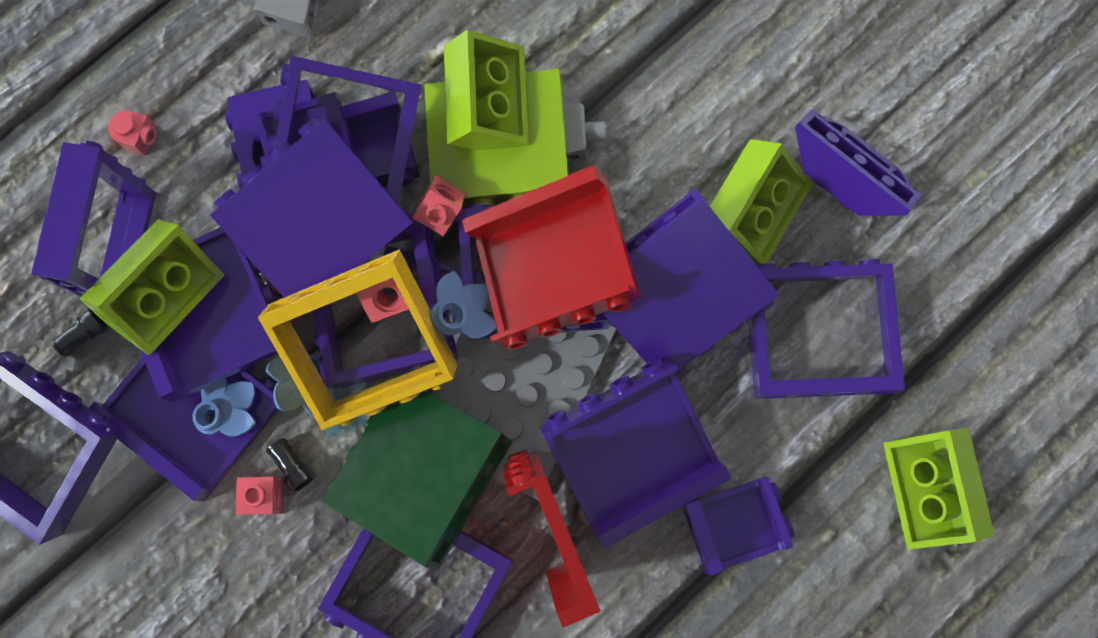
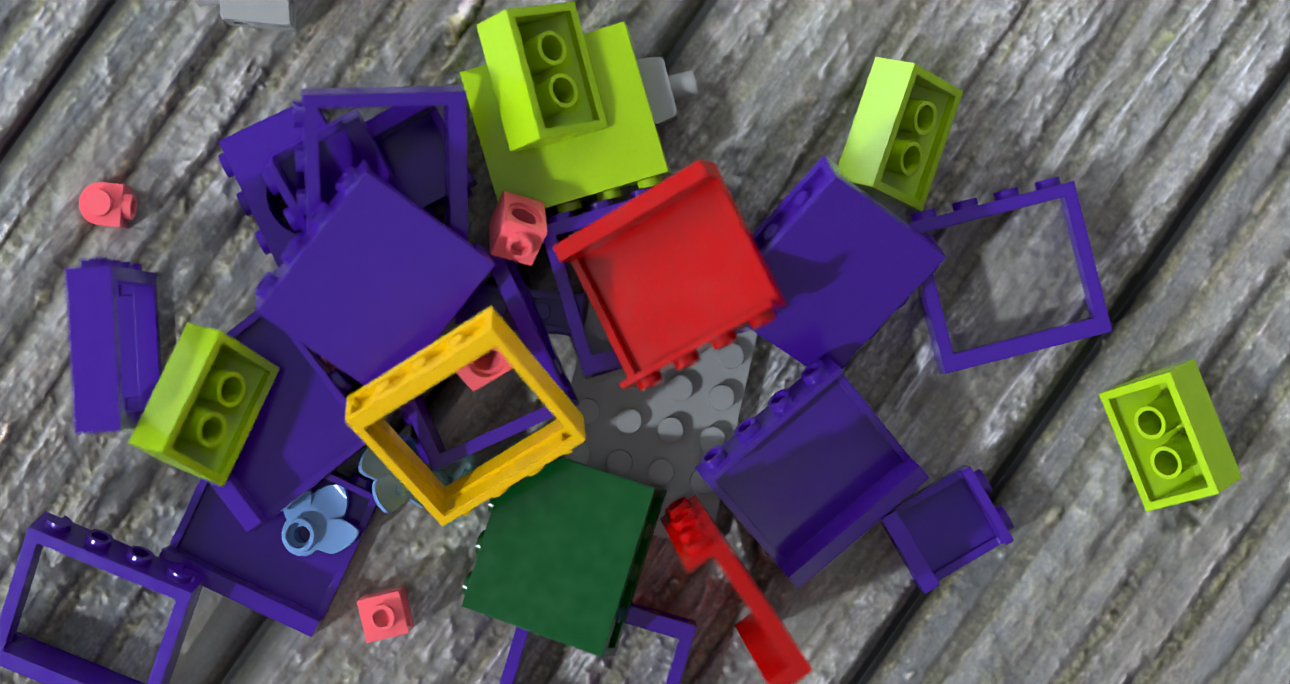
camera: 15 degrees left, 10 degrees up
(85, 327) = (120, 460): black pin -> none
(294, 472) = (418, 577): black pin -> none
(464, 305) = (579, 349): medium blue plate -> none
(852, 169) = (1009, 68): dark purple wedge -> none

